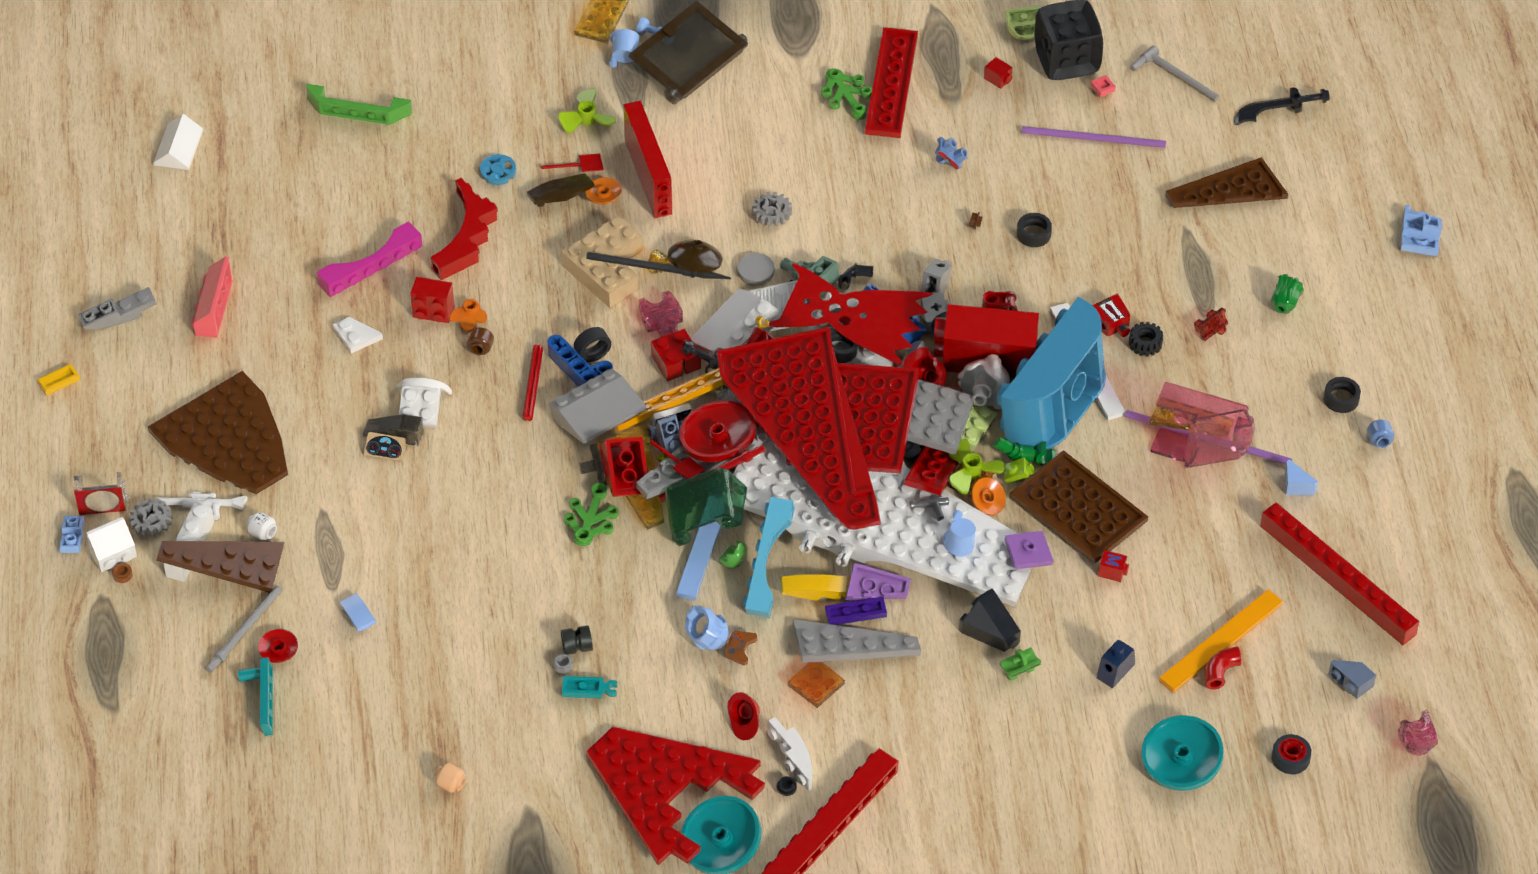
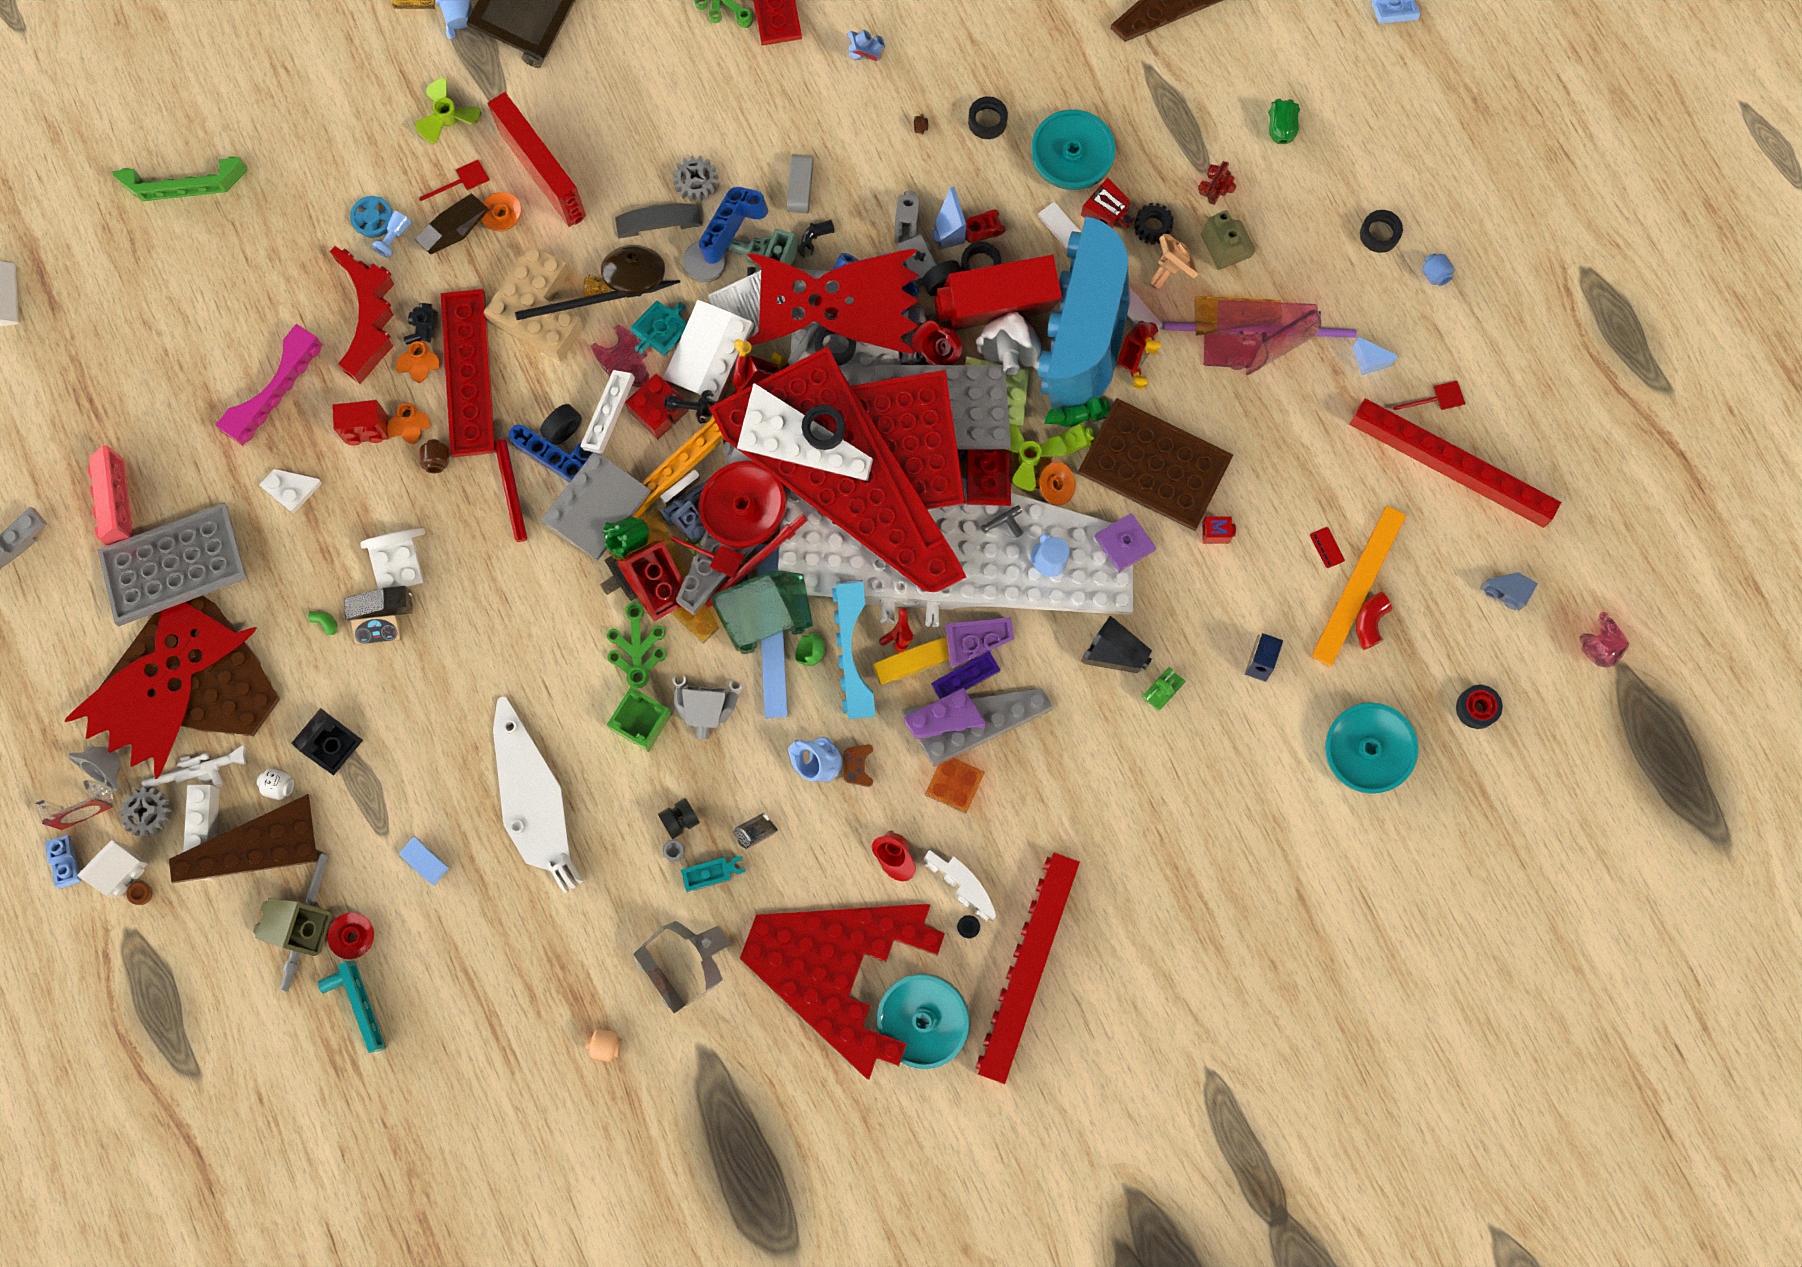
camera: 20 degrees left, 25 degrees up
(132, 472) = (99, 765): none -> light grey hat
(180, 458) = (154, 721): none -> red piece
(237, 622) = (293, 926): none -> olive hips
(243, 356) = (171, 564): none -> light grey plate
(314, 510) = (326, 741): none -> black slope
(344, 427) = (326, 620): none -> bright green arm
(461, 595) = (531, 799): none -> white wing
(494, 275) = (417, 364): none -> orange plate
(511, 249) = (425, 321): none -> black piece
(515, 180) = (396, 226): none -> light blue piece
(531, 294) = (467, 373): none -> red plate
(563, 730) = (707, 944): none -> light grey piece
(572, 564) = (639, 719): none -> bright green container
(613, 428) = (625, 536): none -> green piece
(631, 568) = (704, 705): none -> light grey torso
(634, 343) = (607, 411): none -> white plate
(634, 664) = (754, 831): none -> clear smoke tile
(699, 301) = (659, 327): none -> teal plate
(730, 227) = (657, 217): none -> dark grey slope
(774, 383) = (776, 432): none -> white wing
(787, 242) = (728, 218): none -> blue beam
(799, 367) = (820, 410): none -> black tyre
(814, 557) = (900, 633): none -> red piece
(832, 626) = (945, 715): none -> medium lavender wing
(857, 235) = (800, 183): none -> light grey beam
(971, 288) = (950, 222): none -> medium blue slope
(1094, 417) = (1136, 348): none -> red torso
(1096, 268) = (1073, 149): none -> teal dish
(1154, 363) = (1175, 257): none -> light nougat piece
(1203, 364) = (1226, 240): none -> olive hips
(1205, 608) = (1327, 547): none -> red sticker
(1353, 527) = (1447, 395): none -> red piece

